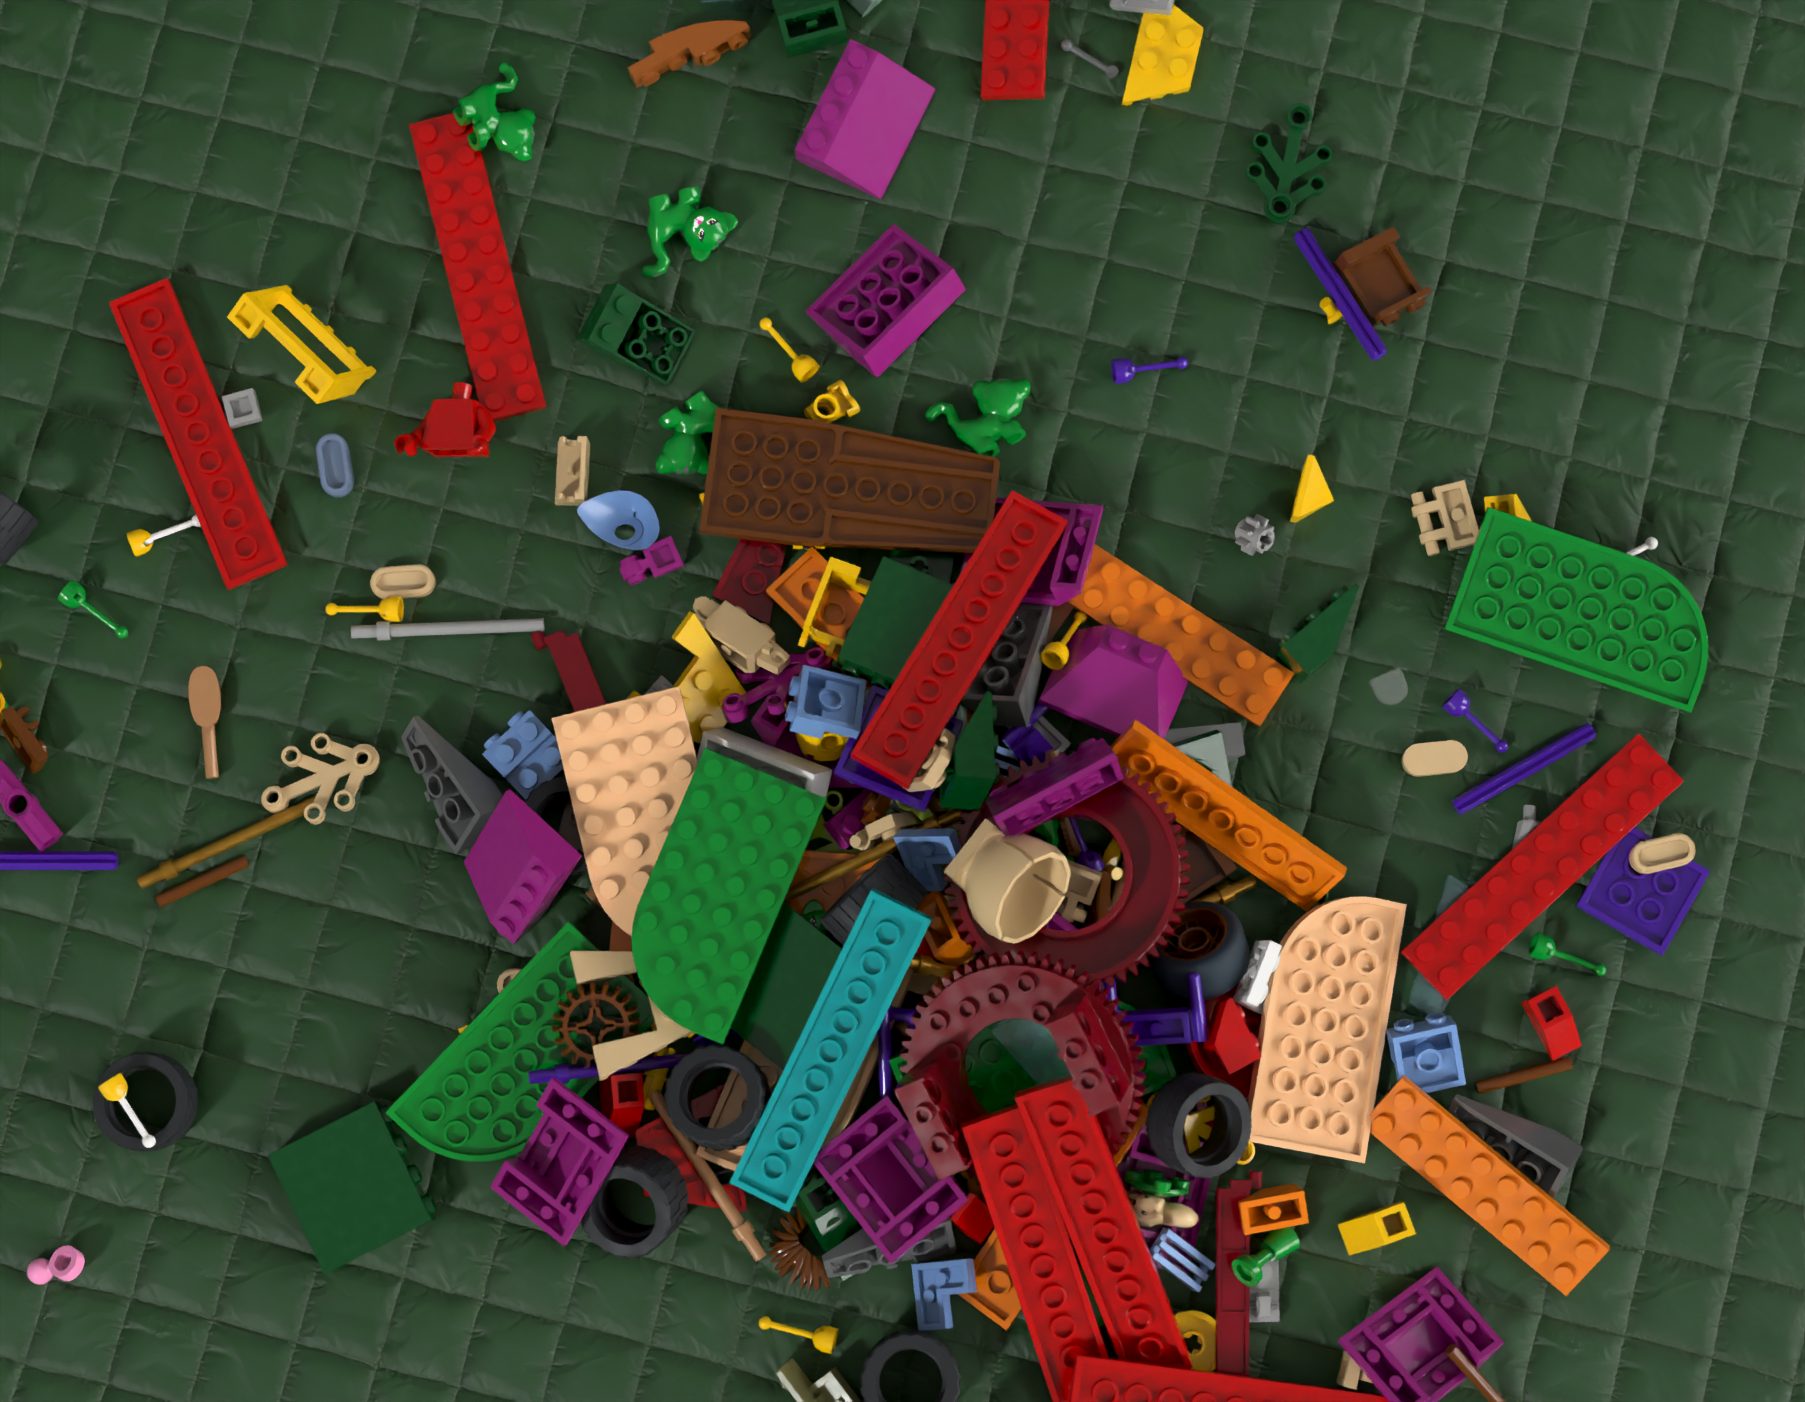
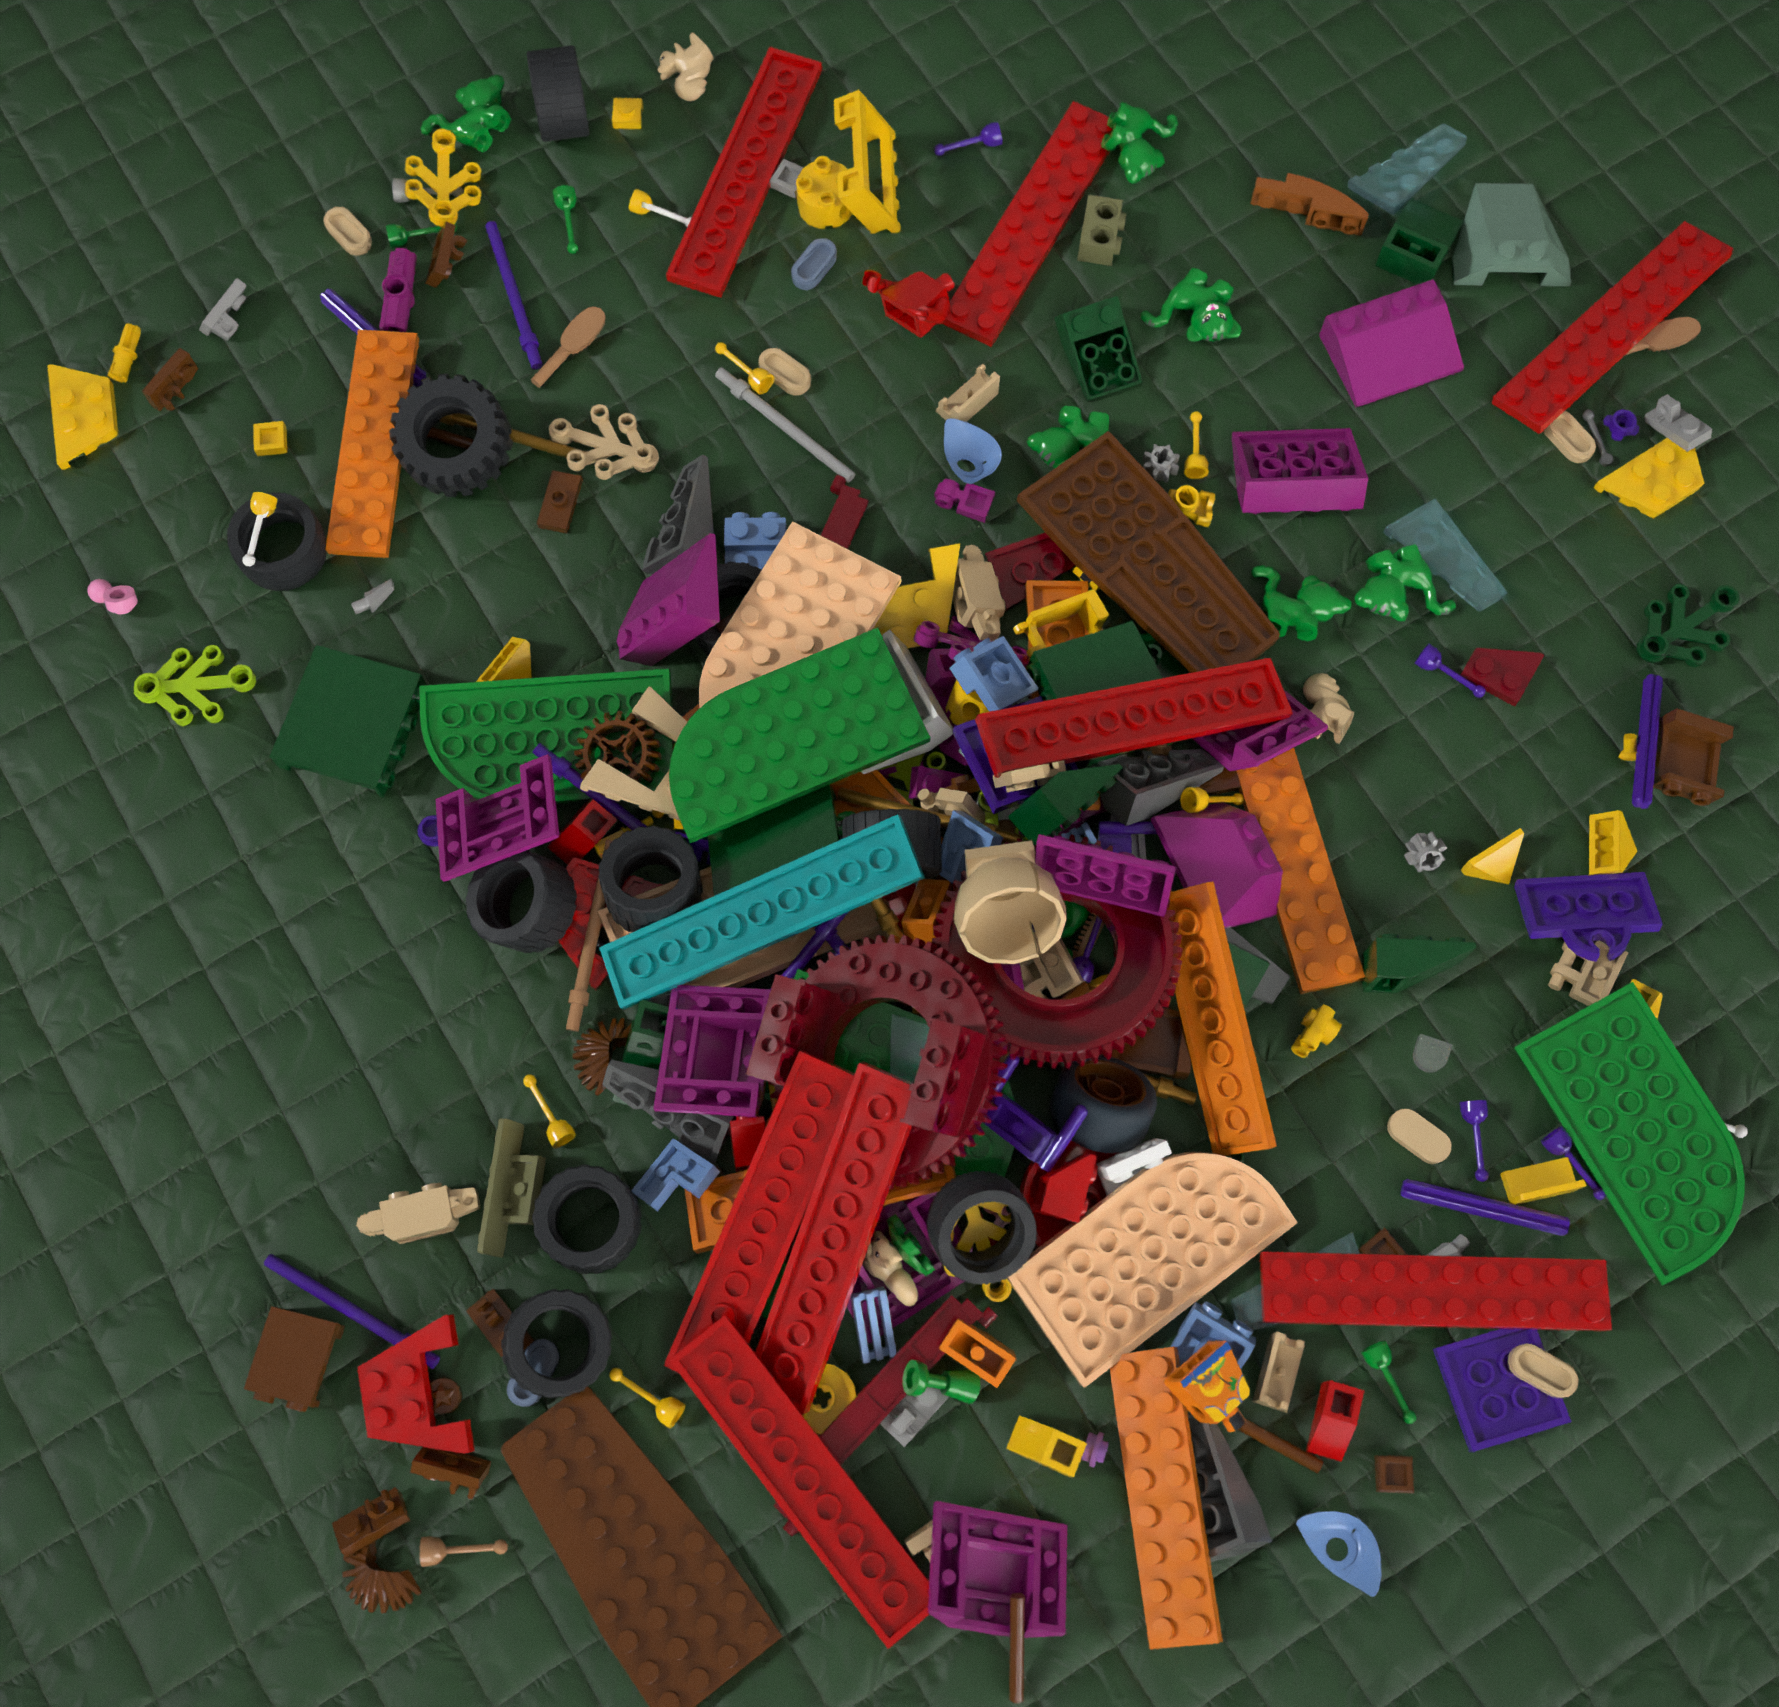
camera: 40 degrees right, 10 degrees down
(45, 469) = (627, 113): none -> yellow plate
(45, 1023) = (270, 438): none -> yellow plate
(57, 376) = (691, 64): none -> tan animal
(133, 949) = (367, 465): none -> orange plate
(168, 746) = (527, 338): none -> dark purple bar
(191, 933) = (430, 404): none -> black tyre
(193, 1276) = (191, 683): none -> lime plant
(266, 1072) = (374, 597): none -> light grey bar
(282, 400) = (819, 194): none -> yellow brick
(333, 858) = (559, 502): none -> reddish brown plate
(370, 219) = (989, 136): none -> dark purple hinge
(430, 1029) = (510, 663): none -> yellow slope
(501, 1211) = (428, 831): none -> dark purple plate
(538, 228) = (1101, 230): none -> olive brick
(782, 386) = (1162, 455): none -> light grey gear
(1045, 346) = (1386, 592): none -> green animal
(1050, 264) = (1448, 554): none -> clear light blue wing
(1070, 77) = (1571, 438): none -> tan tile
(1086, 481) = (1328, 704): none -> tan animal
(1099, 22) = (1624, 418): none -> dark purple plate
(1185, 330) = (1502, 671): none -> dark red wing
(1296, 743) = (1319, 1027): none -> yellow plate
(1381, 402) = (1609, 843): none -> yellow slope
(1410, 472) = (1589, 910): none -> dark purple plate
(1410, 1197) = (1095, 1449): none -> medium lavender plate
(1451, 1081) = (1211, 1385): none -> orange torso
(1478, 864) = (1383, 1244): none -> reddish brown tile
(1486, 1024) = (1278, 1372): none -> tan hinge
(1535, 672) = (1559, 1143): none -> dark purple hinge
(1546, 713) = (1540, 1181): none -> yellow panel
(1623, 1019) = (1394, 1474): none -> reddish brown tile
(1654, 1103) = (1363, 1559): none -> medium blue piece

